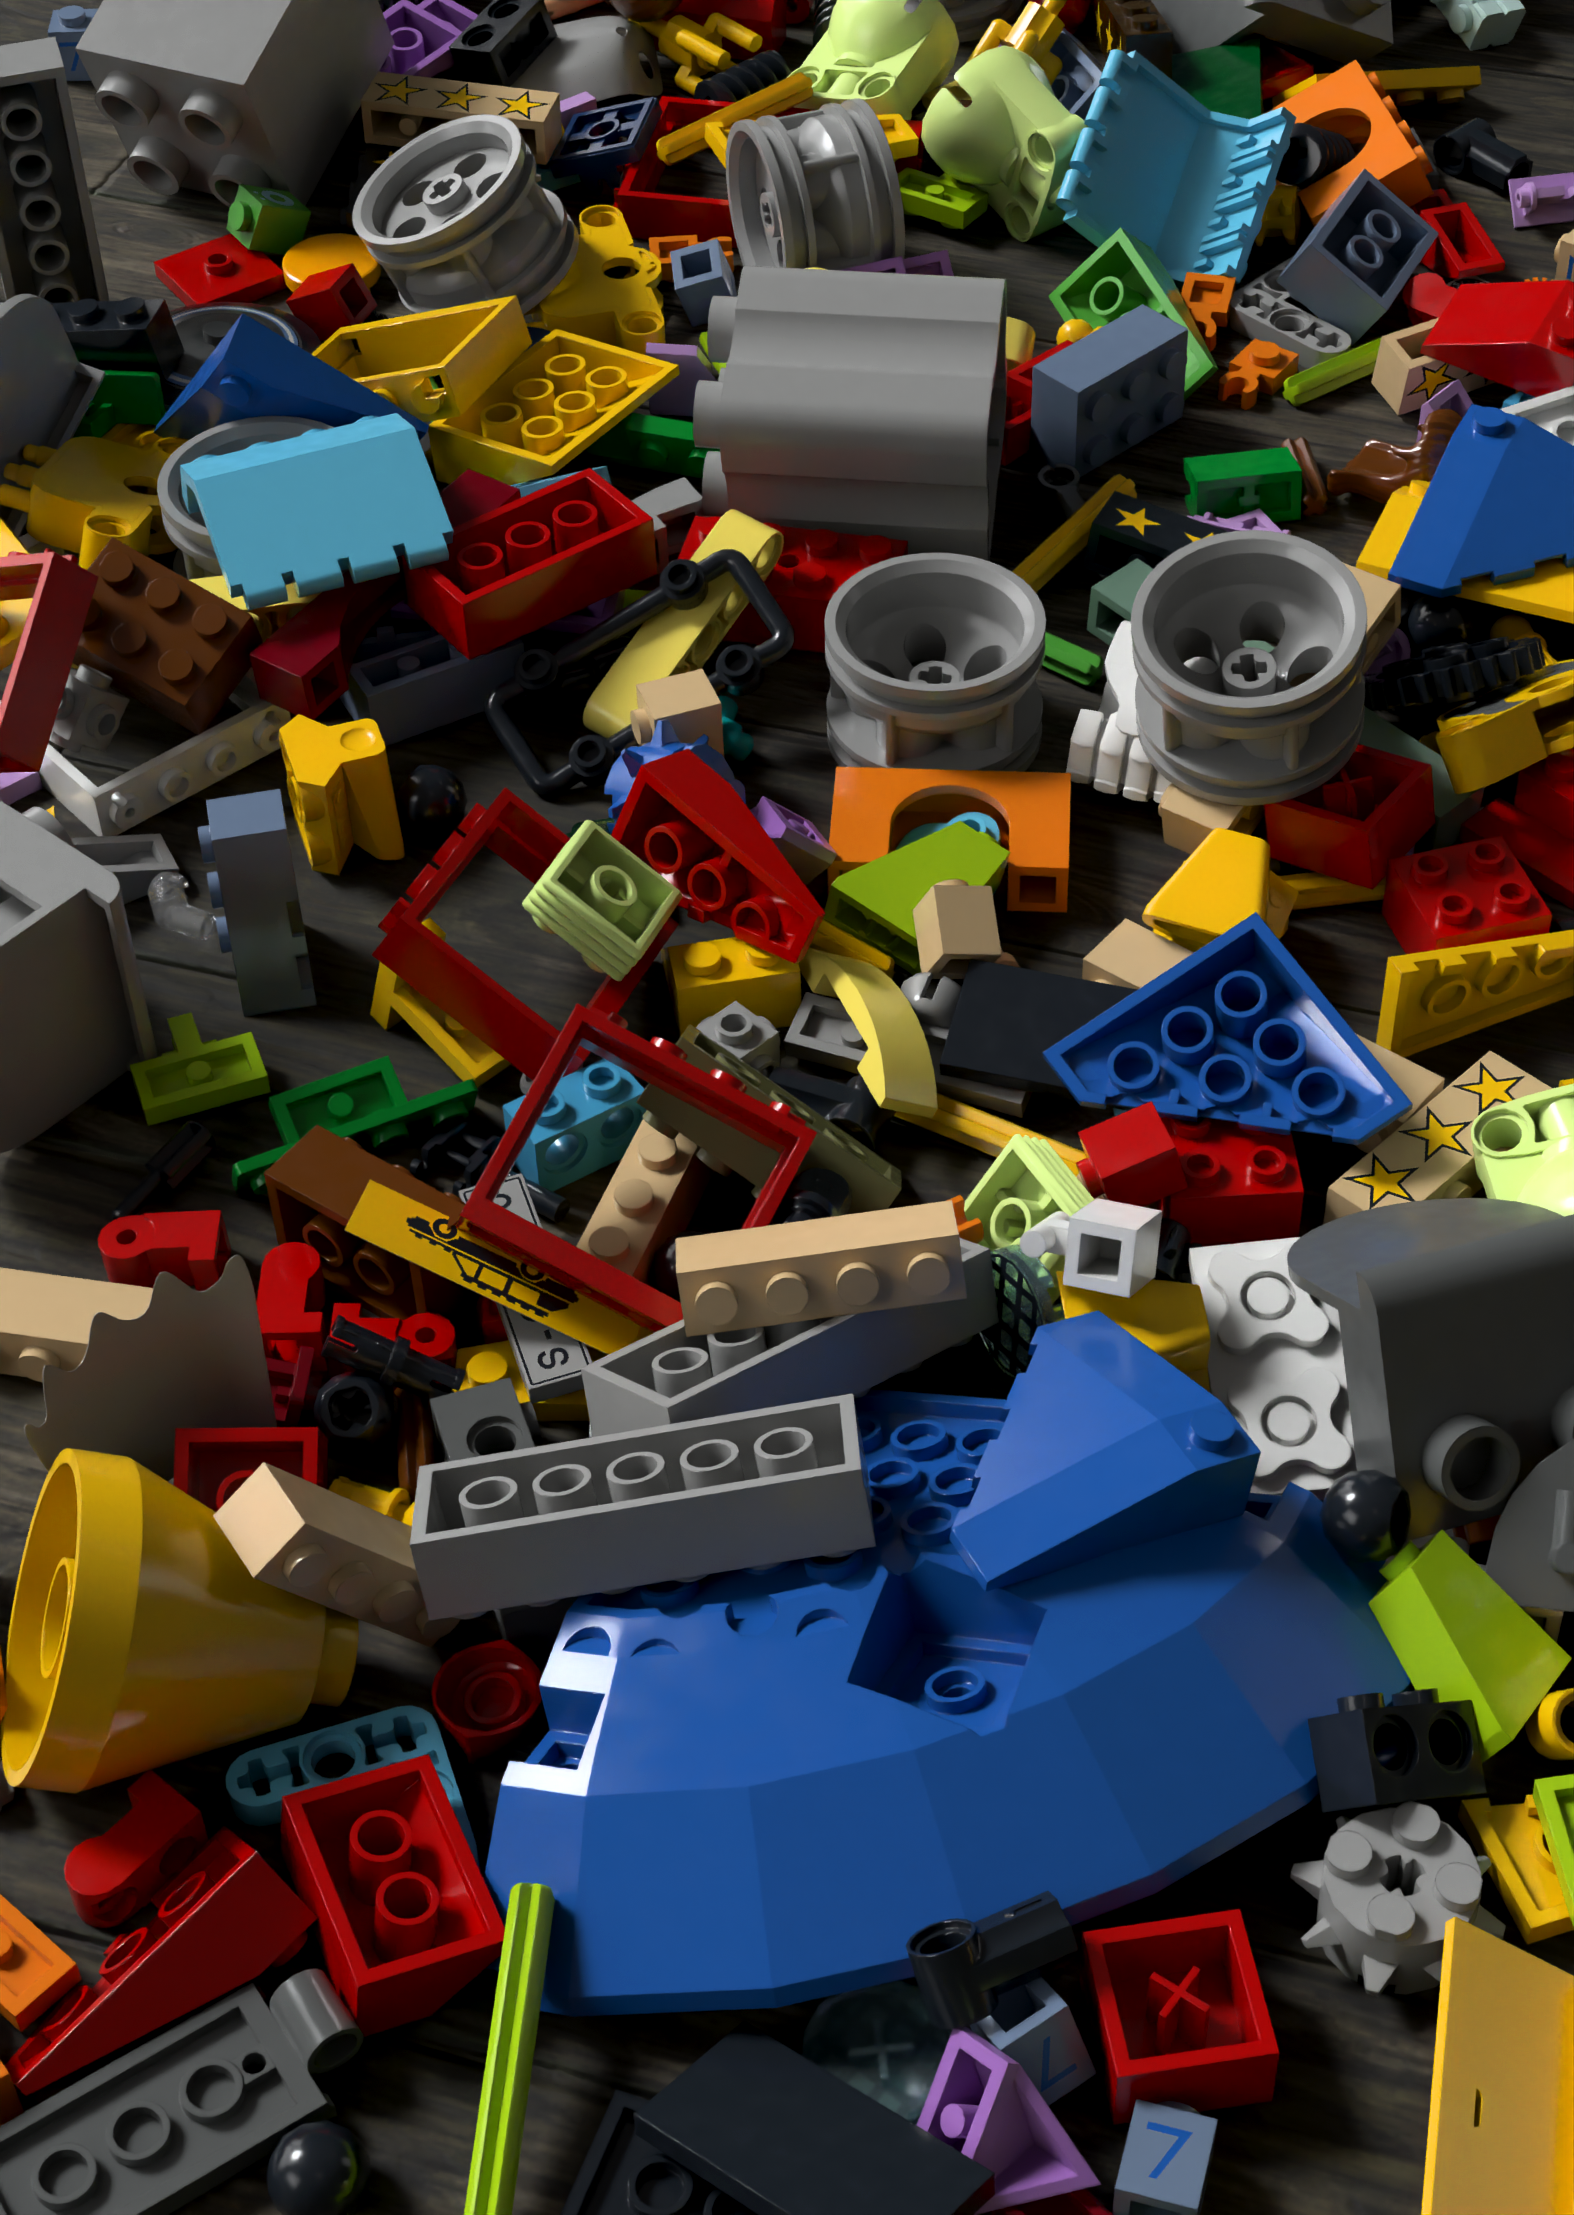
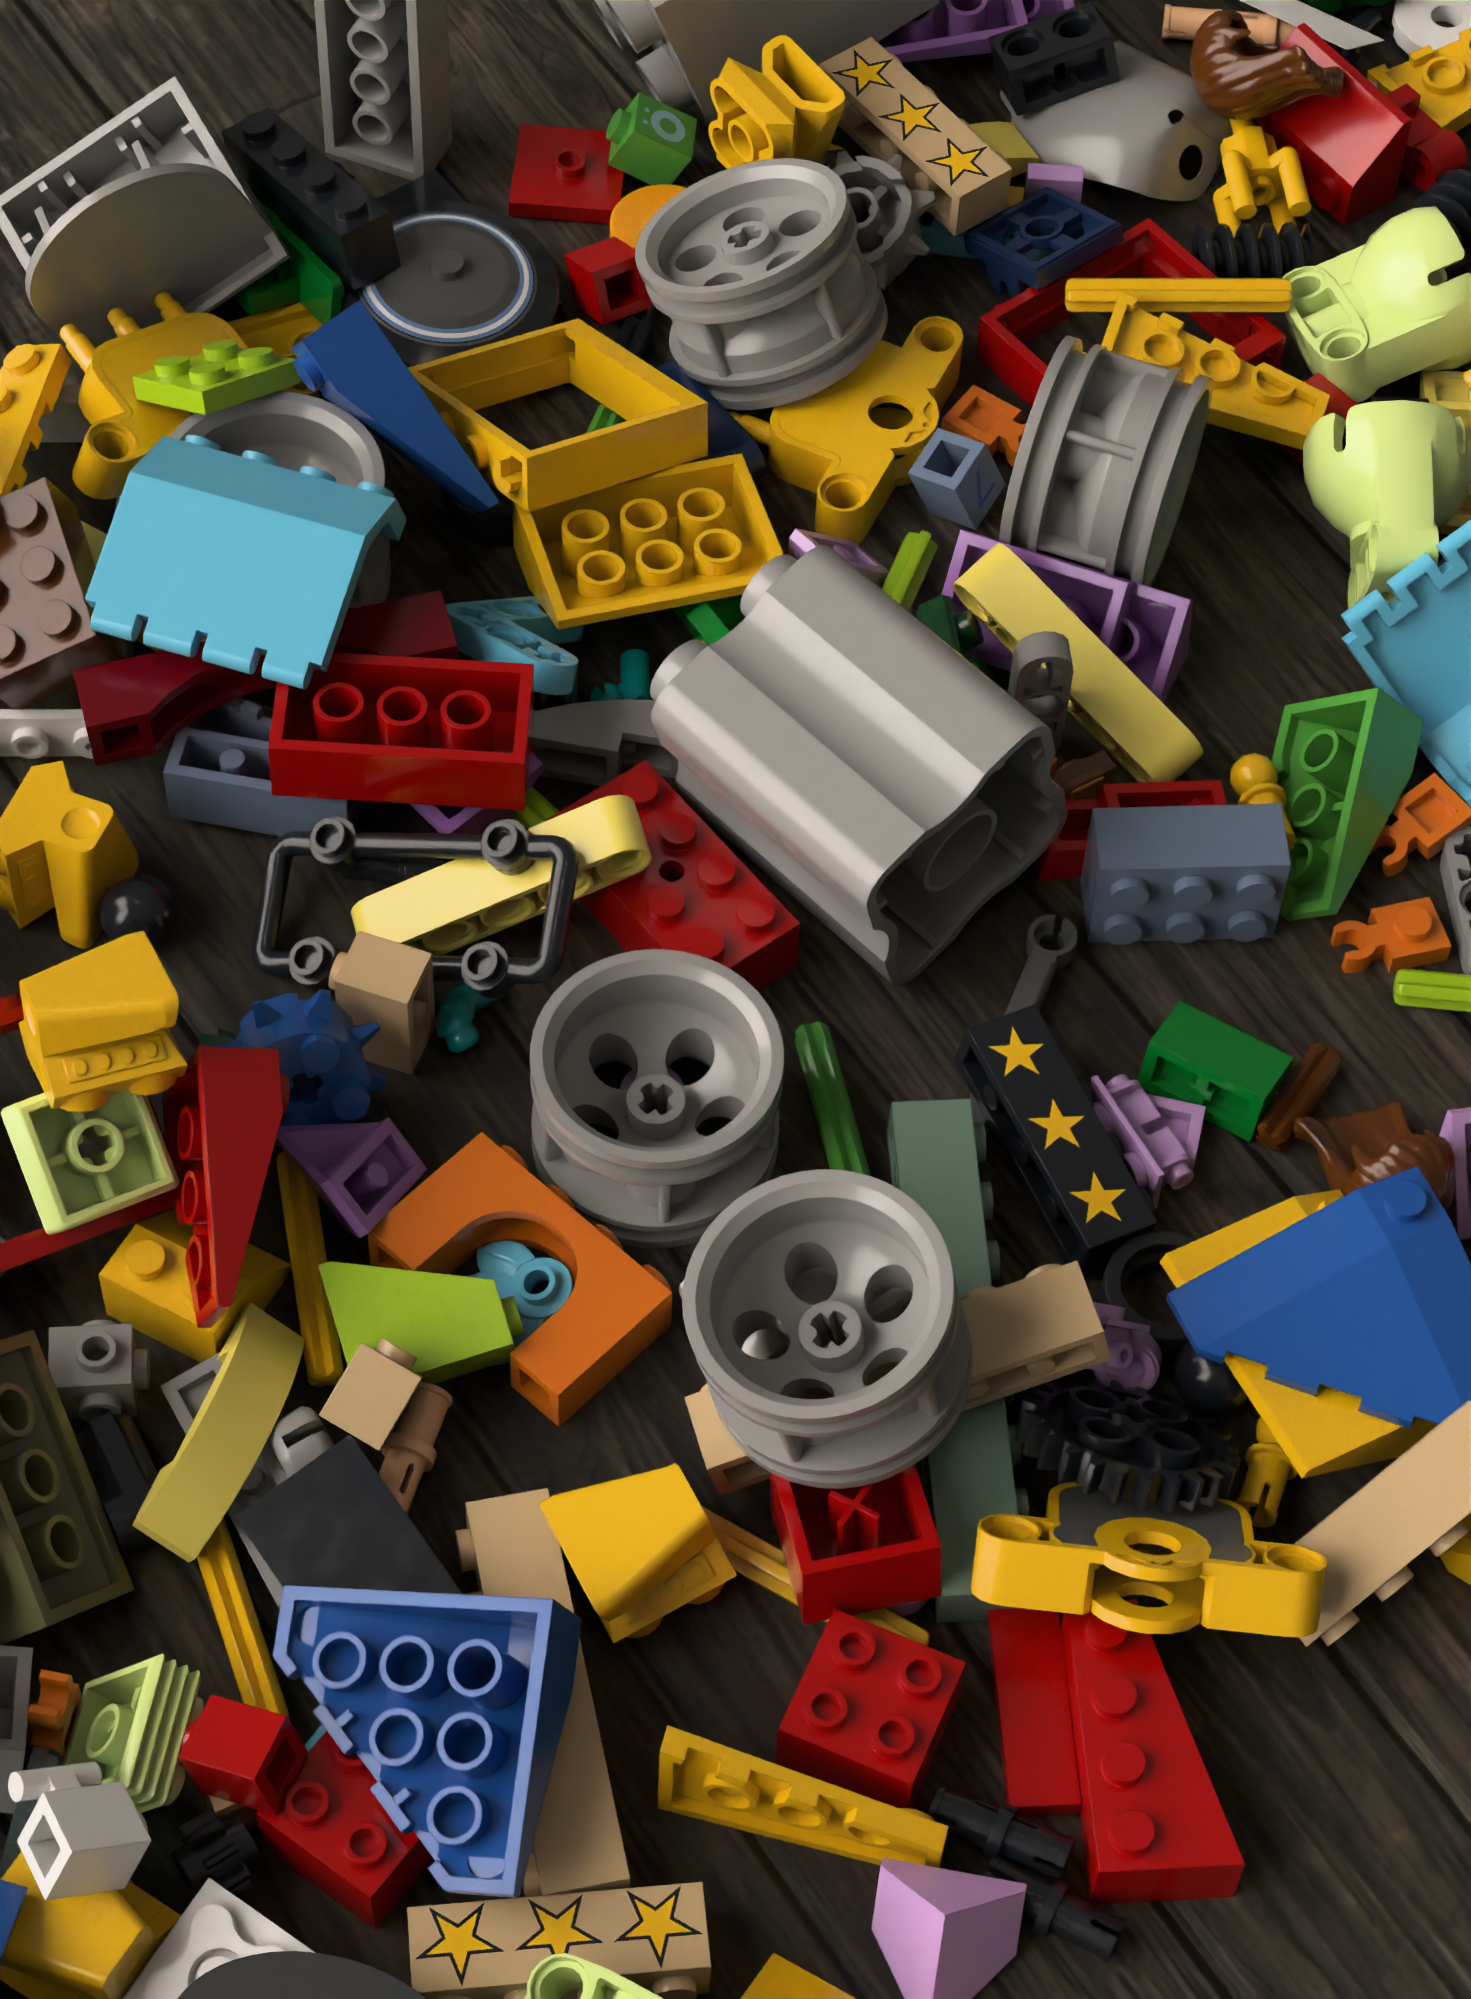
camera: 35 degrees right, 10 degrees up
(144, 449) = (216, 378): none -> lime plate
(361, 130) = (774, 112): none -> yellow piece
(559, 791) = (102, 1025): none -> yellow piece
(941, 198) = (1291, 513): lime hinge -> none
(1069, 537) = (949, 1022): yellow axle -> none

